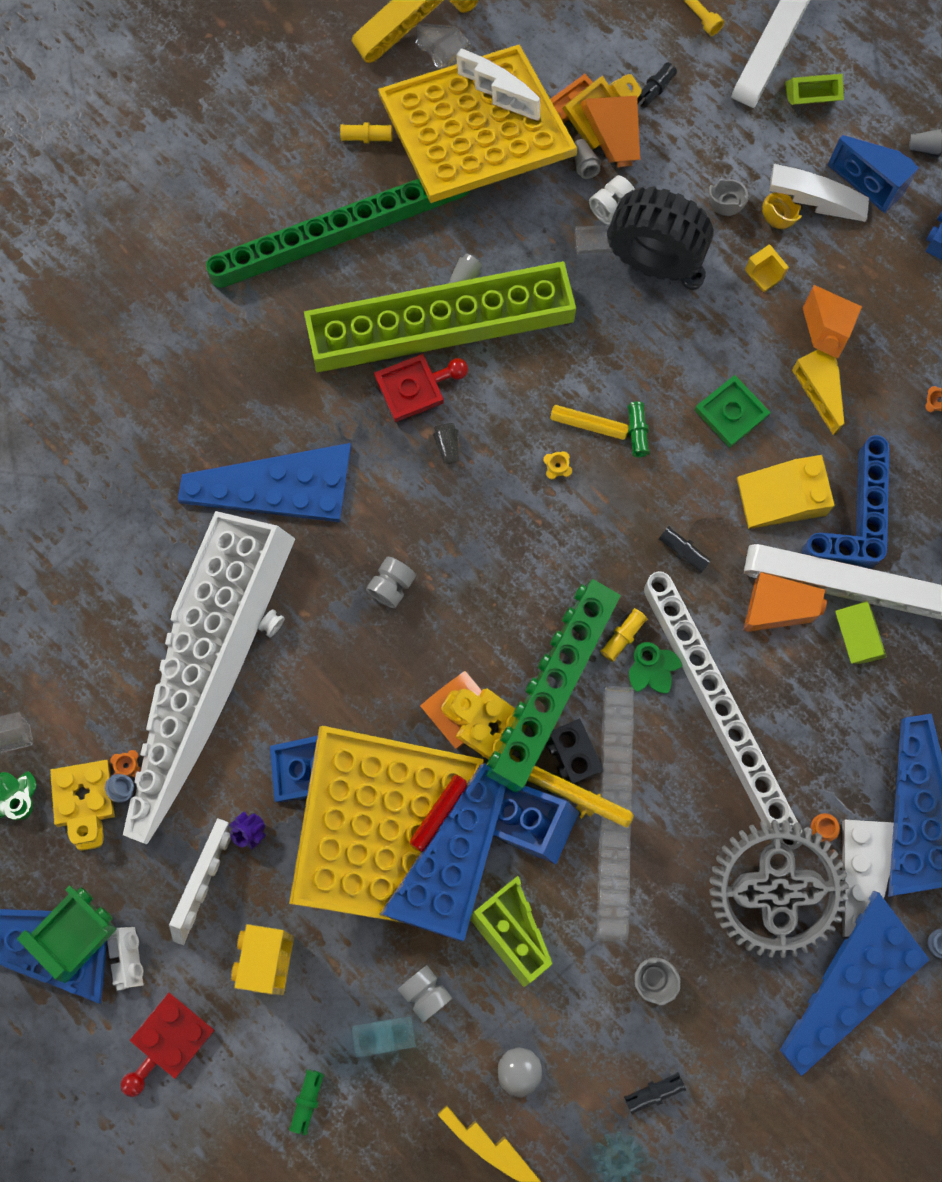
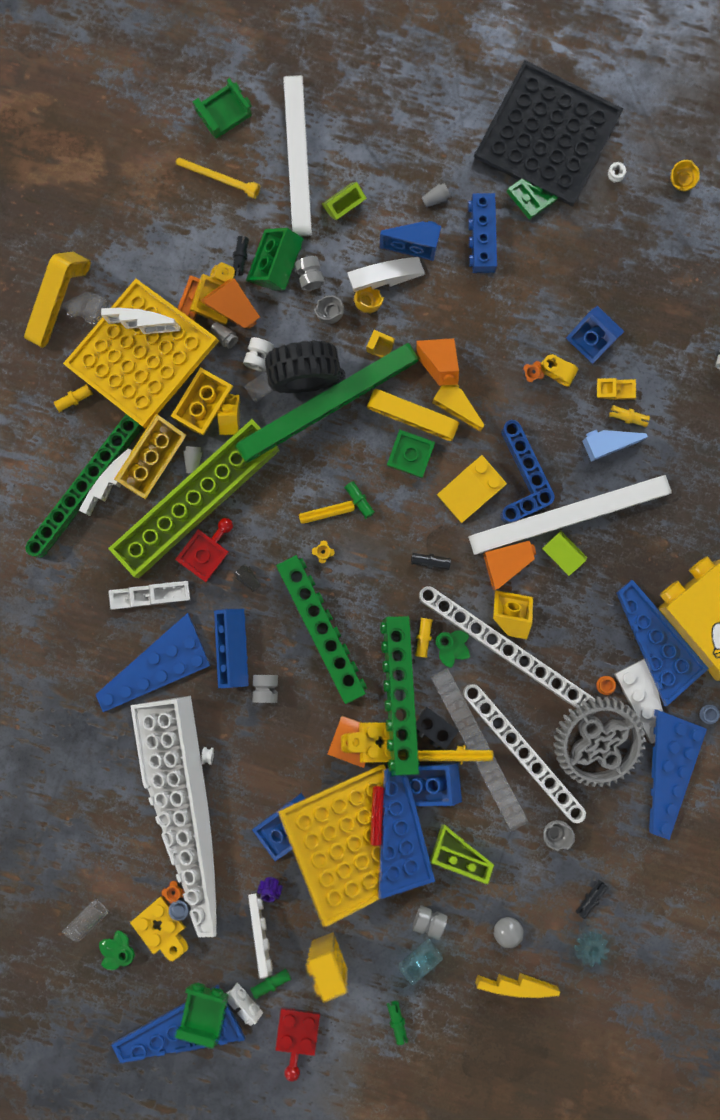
camera: 25 degrees left, 10 degrees up
(175, 952) = (270, 983): none -> green pin
(317, 398) = (149, 595): none -> white slope
(356, 240) = (104, 484): none -> white slope
(378, 511) = (231, 648): none -> blue brick
(416, 238) = (150, 457): none -> yellow slope
(503, 459) = (286, 570): none -> green brick
(513, 212) = (201, 401): none -> yellow slope
(538, 246) = (229, 415): none -> yellow slope
(664, 292) = (326, 403): none -> green beam
(668, 863) = (527, 762): none -> white beam
(696, 109) = (275, 258): none -> green slope
(727, 145) = (309, 273): none -> light grey wheel
(753, 669) = (513, 613): none -> yellow slope
(761, 368) = (413, 415): none -> yellow beam

